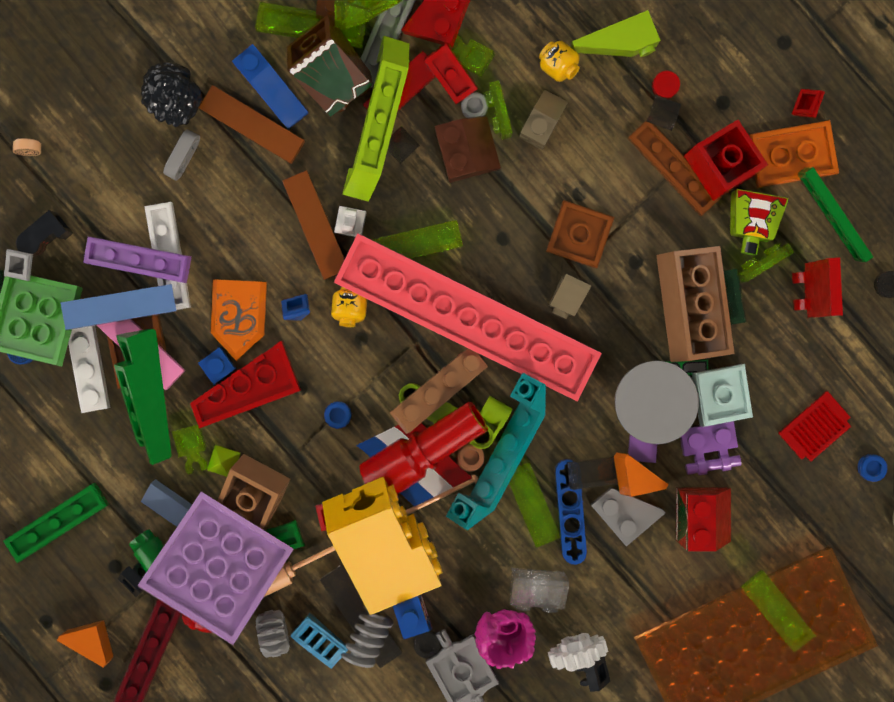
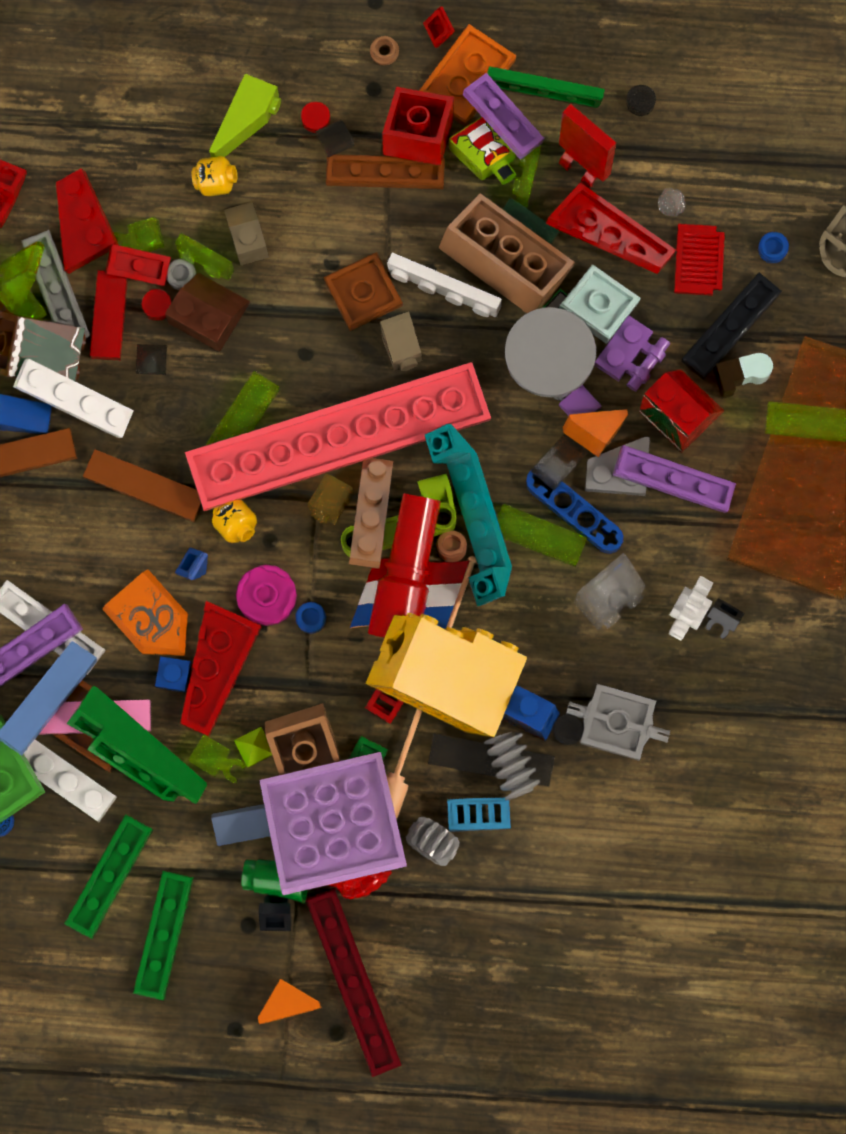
camera: 45 degrees left, 10 degrees down
(57, 453) = (108, 876): none -> green tile
(320, 124) = (73, 398): none -> white plate
(324, 372) = (266, 595): none -> dark pink tile
(350, 221) = (169, 456): white tile -> none
(380, 119) = (118, 352): lime slope -> none
(422, 352) = (330, 499): none -> clear yellow brick
(439, 111) = (156, 304): none -> red tile
(505, 638) = (622, 656): dark pink hair -> none
(638, 295) = (433, 281): none -> white plate
(653, 556) = (674, 479): none -> medium lavender tile
(761, 77) = (381, 43): none -> medium nougat plate
(775, 534) = (740, 371): none -> leg
(778, 349) = (606, 227): none -> red wing
(787, 210) = (503, 116): none -> medium lavender plate
(792, 492) = (731, 326): none -> black tile
(832, 374) = (666, 203): none -> clear plate

